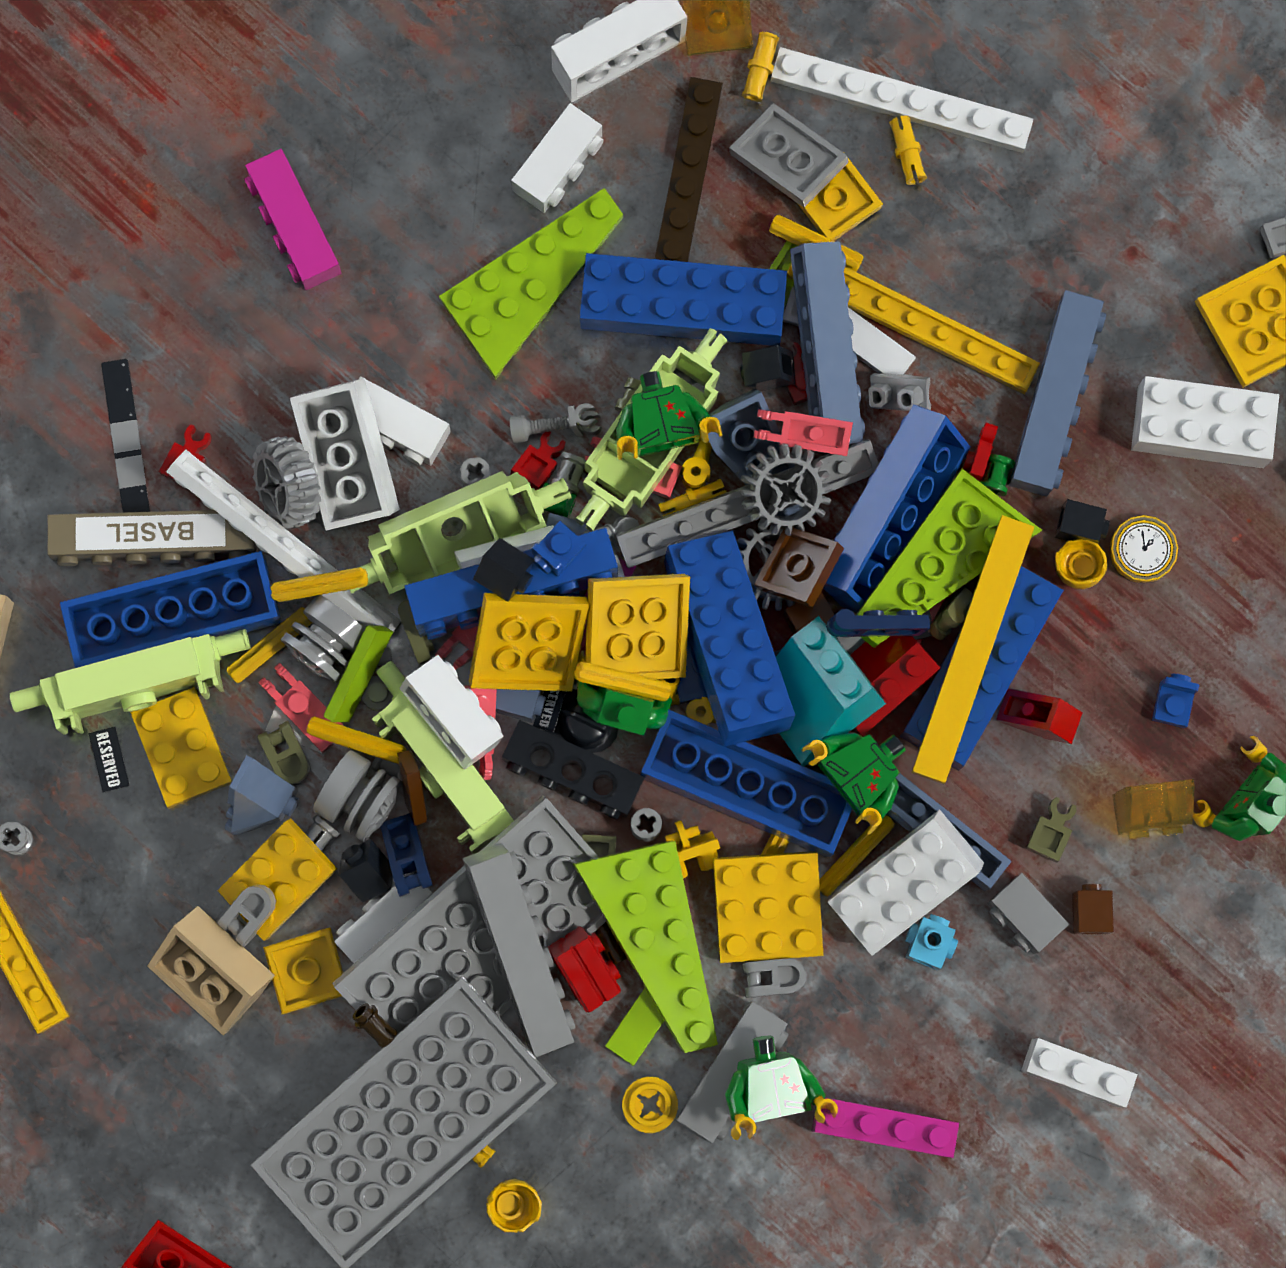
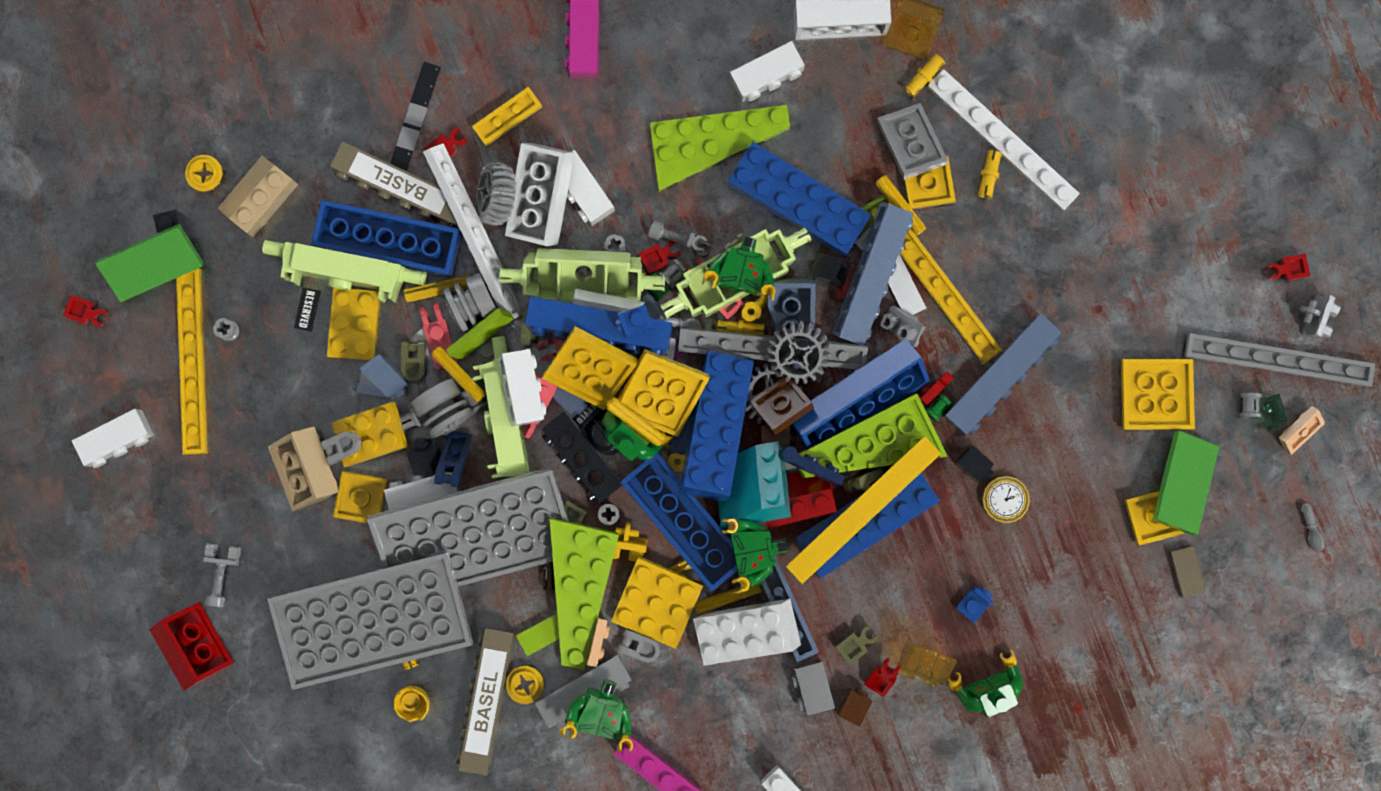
camera: 35 degrees right, 5 degrees up
(179, 1202) = (210, 553): none -> light grey bar
(248, 378) = (507, 116): none -> yellow plate
(319, 584) = (482, 268): yellow axle -> none
(367, 1018) = (379, 552): dark brown pin -> none
(412, 787) = (477, 420): reddish brown tile -> none
(505, 570) = (594, 318): black brick -> none
(519, 950) = (489, 552): light grey brick -> none
(585, 969) = (525, 583): red brick -> none
(611, 1152) = (486, 702): none -> brick
(688, 170) = (845, 120): dark brown plate -> none
(722, 1012) = (596, 652): none -> light nougat plate
(808, 431) = (830, 323): coral hinge -> none
(921, 951) = (743, 684): medium azure brick -> none
(1040, 715) = (885, 570): red slope -> none
(1080, 563) = (960, 489): yellow hair -> none
(1110, 856) = (882, 678): none -> red plate
(1205, 422) = (1086, 440): white brick -> none

